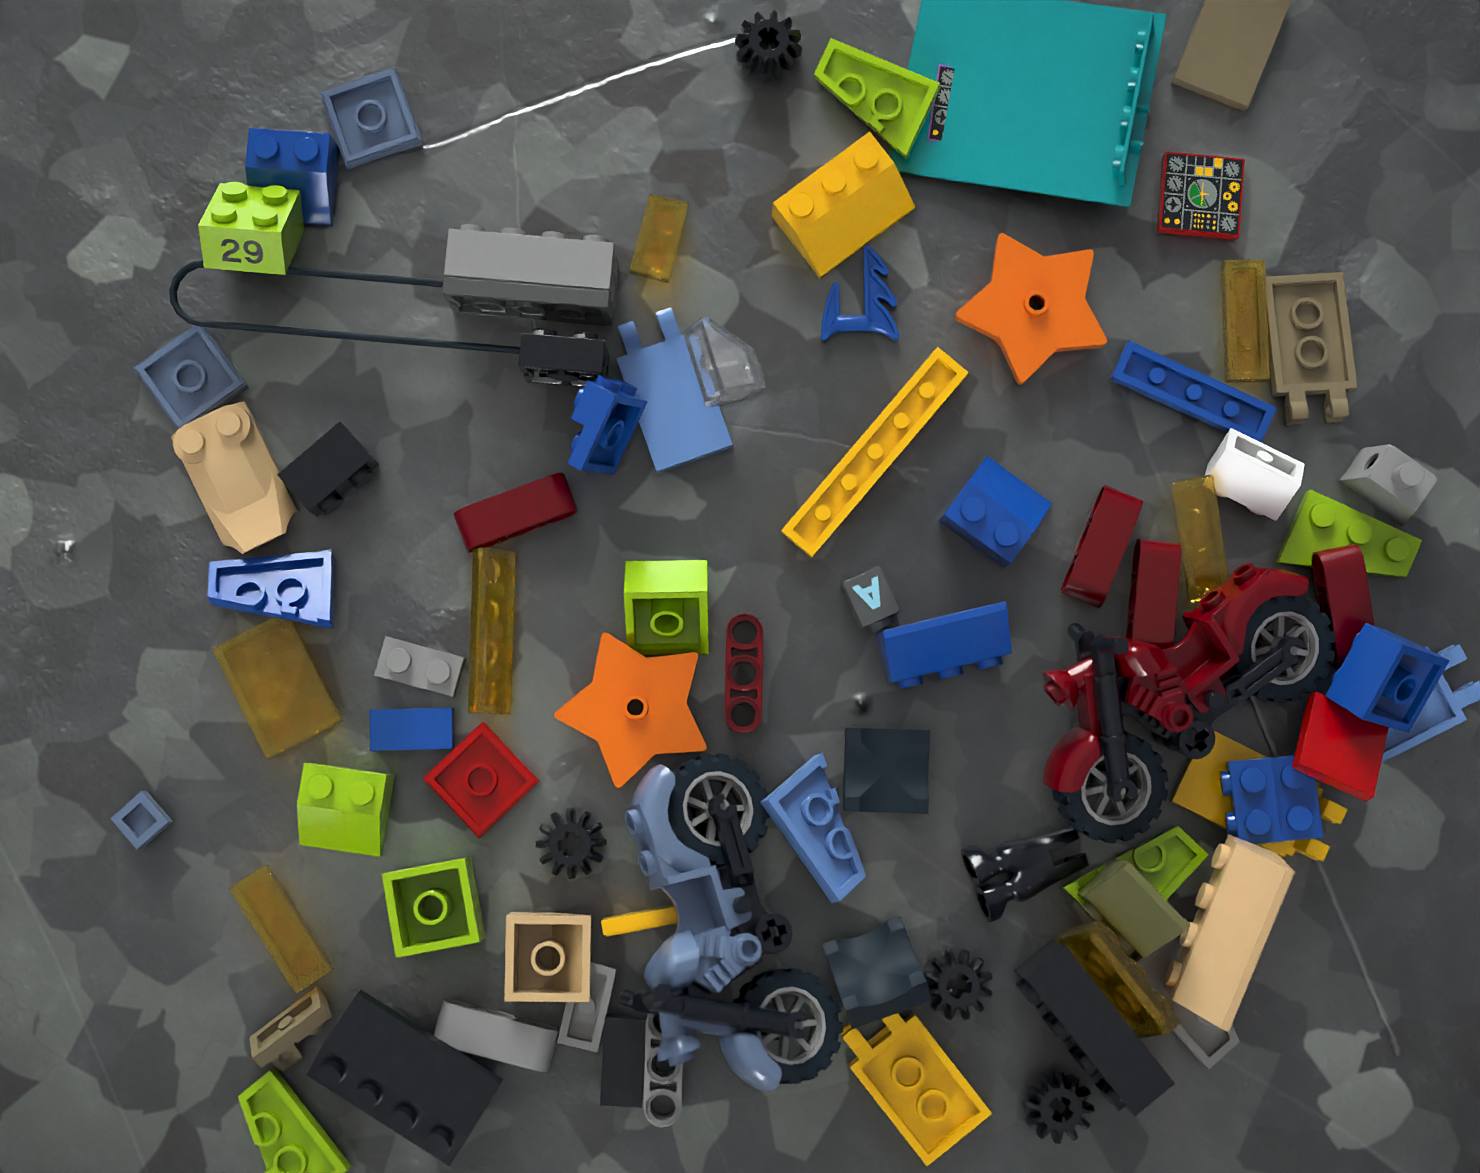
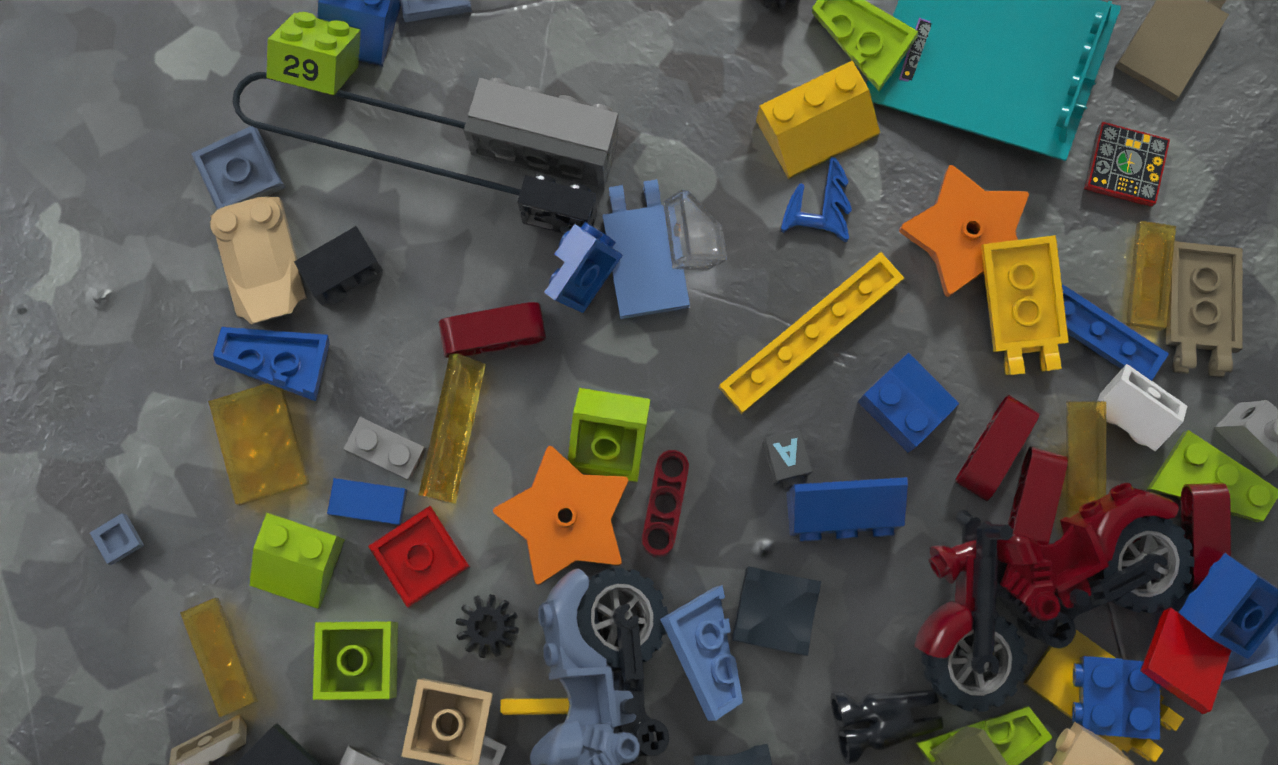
camera: 10 degrees right, 5 degrees down
(659, 238) = (657, 121): clear yellow plate -> none
(1107, 376) = (1025, 301): none -> yellow tile

